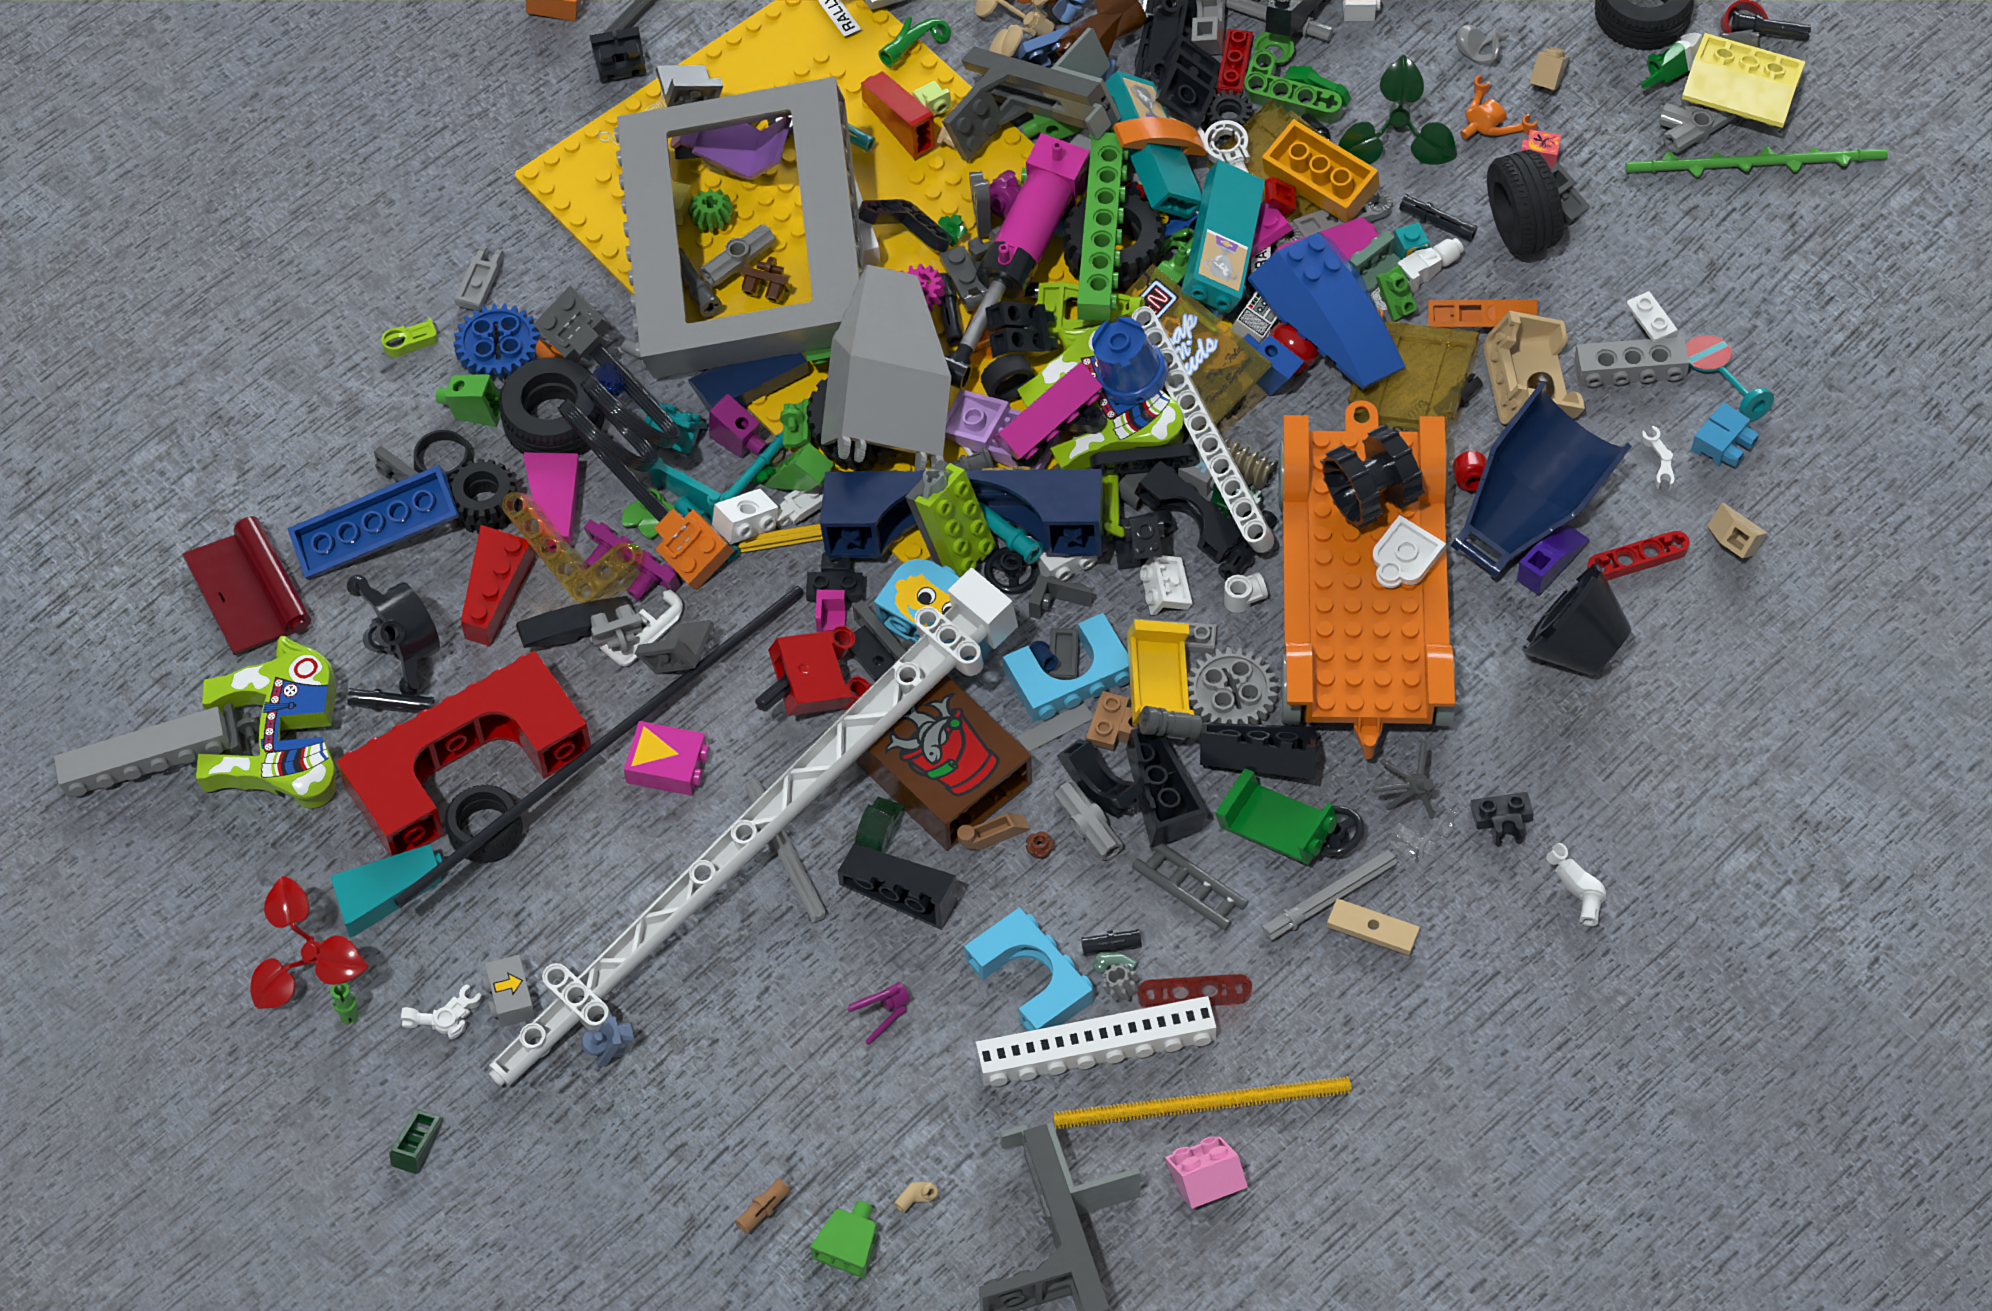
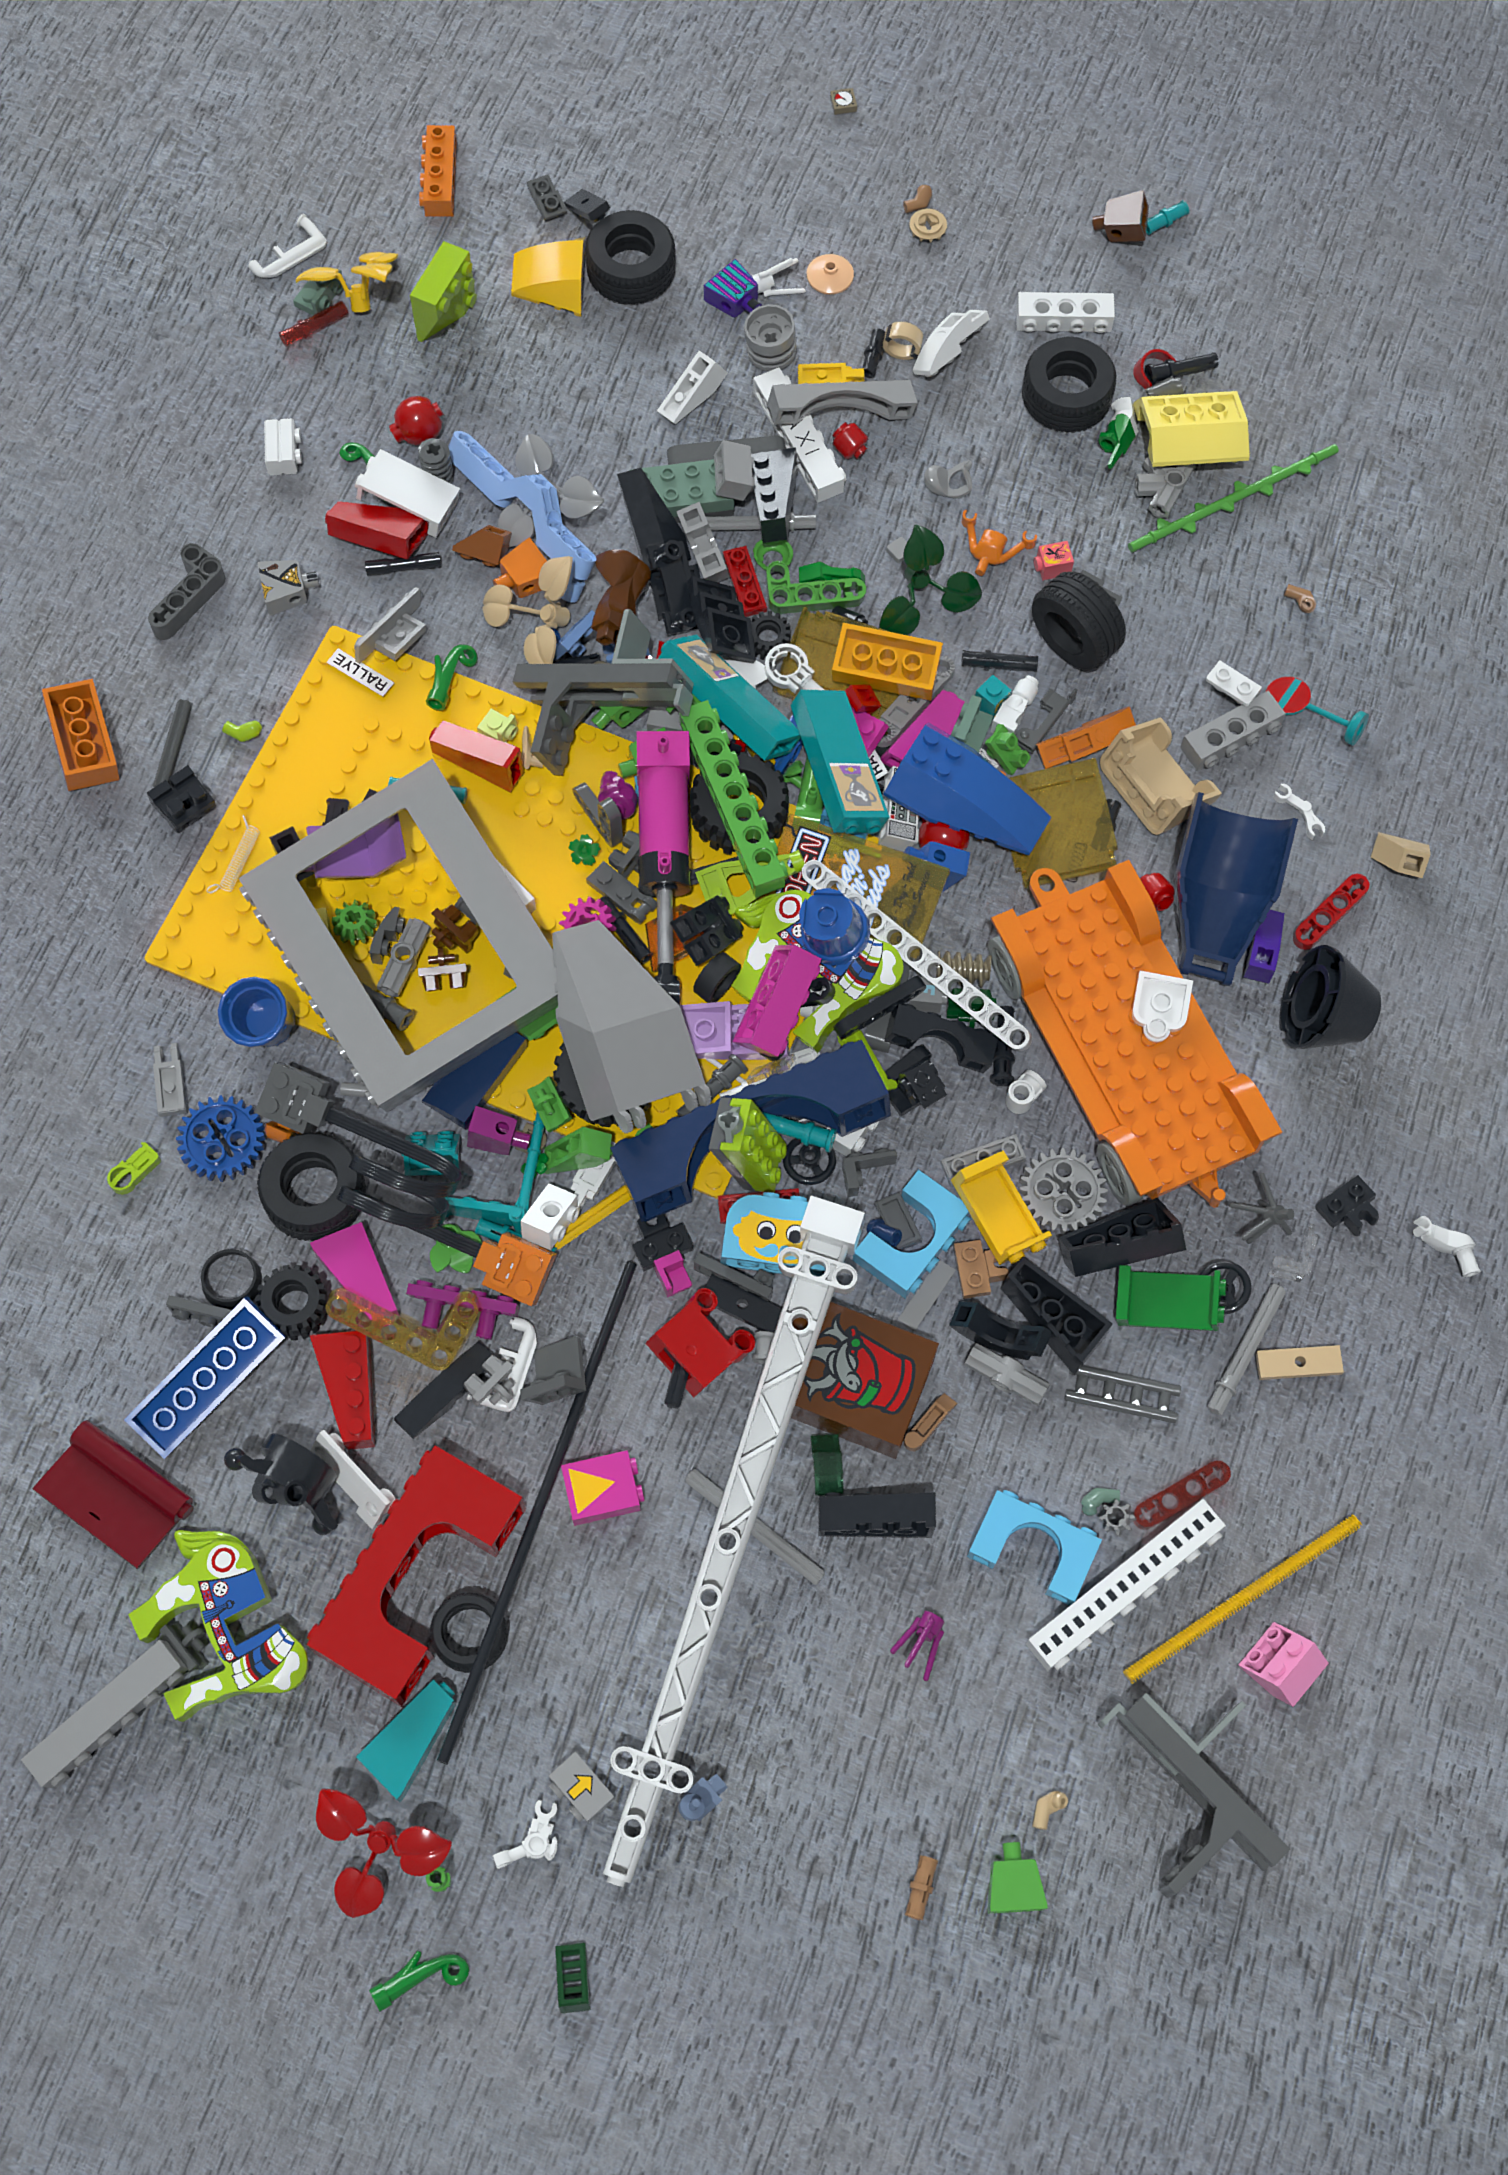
camera: 30 degrees left, 10 degrees up
(282, 1076) = (412, 1975): none -> green plant
(391, 701) = (313, 1547): black pin -> none
(451, 651) = (371, 1501): none -> white brick
(471, 399) = (229, 1208): bright green torso -> none
(580, 246) = (255, 1013): none -> blue piece
(610, 378) = (358, 1142): clear blue cone -> none
(687, 84) = (267, 806): bracket -> none
(705, 21) = (243, 732): none -> lime arm
(733, 227) = (388, 931): none -> dark grey slope
(790, 249) = (445, 921): none -> reddish brown hips
(902, 211) = (535, 851): black beam -> none
(1039, 851) = (975, 1423): copper plate -> none
(1131, 940) = (1087, 1482): black pin -> none
(1157, 130) = (734, 685): orange slope -> none
(1165, 584) = (954, 1116): white bracket -> none
(1173, 723) = (1038, 1256): dark grey axle -> none
(1358, 483) = (1112, 935): black piece -> none
(1469, 276) = (1056, 706): none -> dark grey piece
(1535, 379) = (1171, 785): dark brown piece -> none
(1549, 68) = (1020, 479): tan slope -> none
(1722, 435) = (1342, 768): dark azure hips -> none
(1774, 272) = (1303, 597): none -> medium nougat arm

